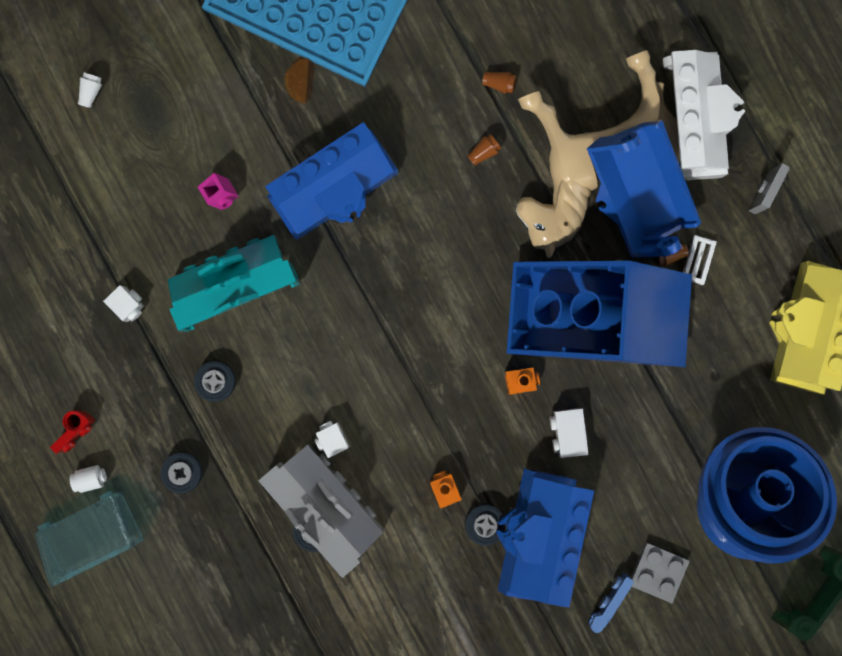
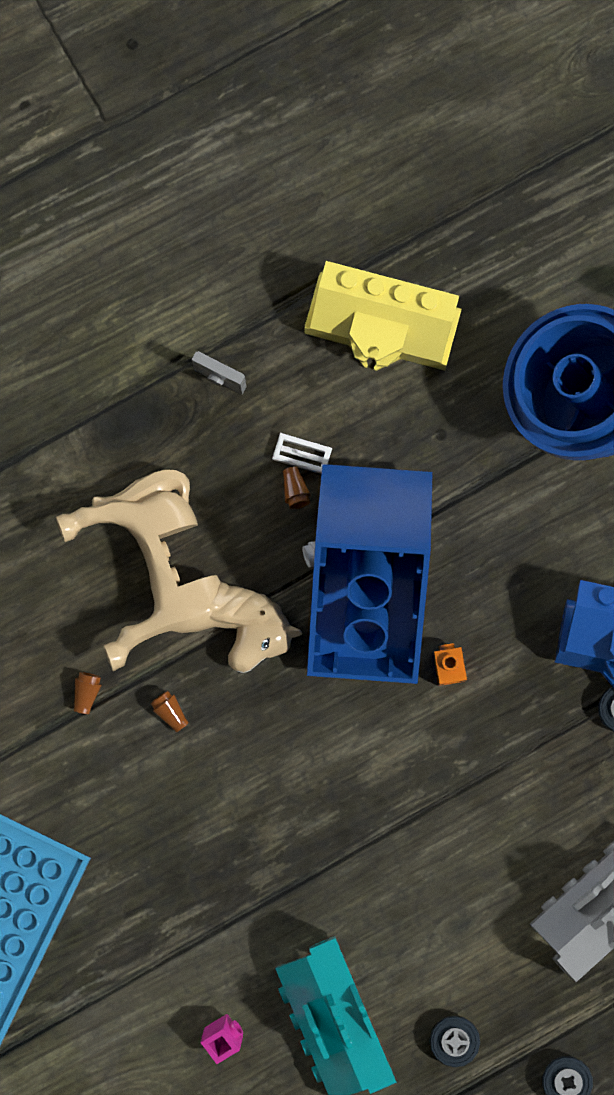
camera: 85 degrees left, 5 degrees down
(297, 80) = (83, 942): clear orange plate -> none
(331, 182) = (212, 896): blue piece -> none
(331, 439) = (523, 896): white brick -> none
(444, 489) = (581, 757): orange brick -> none
(569, 432) = (511, 607): white brick -> none
(643, 189) = (221, 521): blue piece -> none
(703, 113) = (129, 452): white piece -> none

